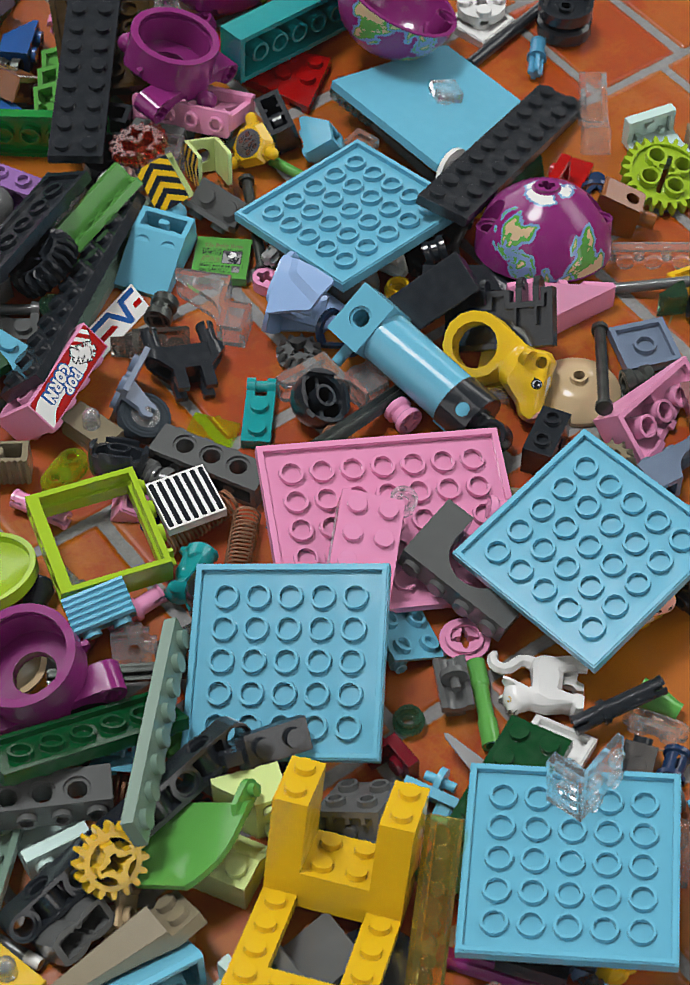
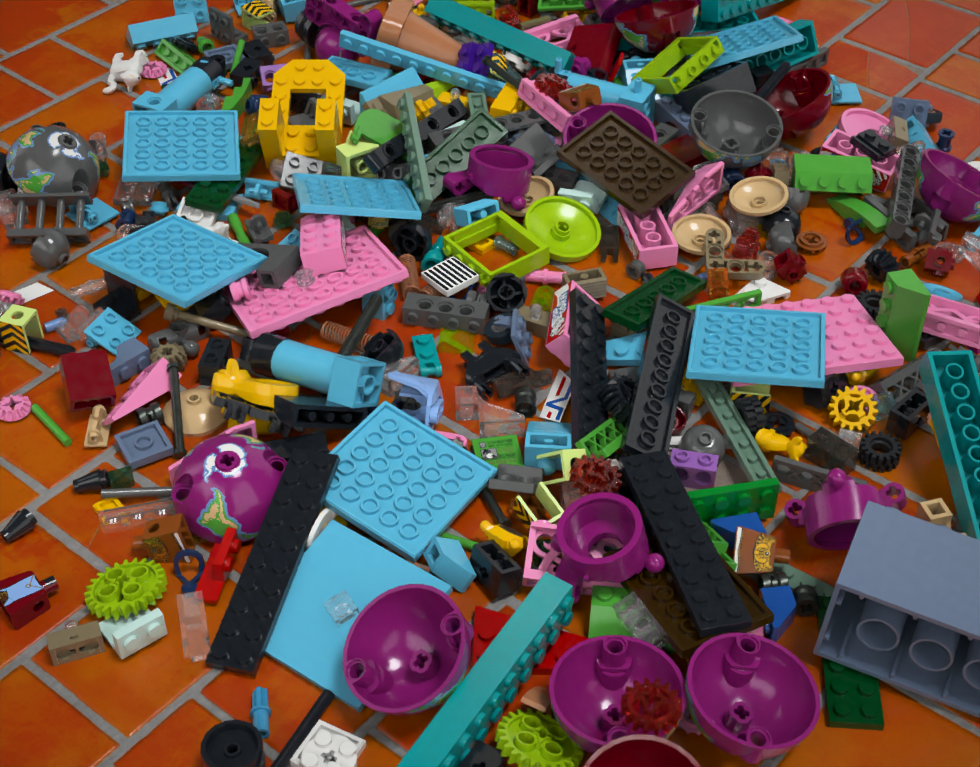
camera: 165 degrees right, 10 degrees down
(268, 744) = (354, 156): black hinge -> none
(582, 790) = (172, 145): clear bracket -> none

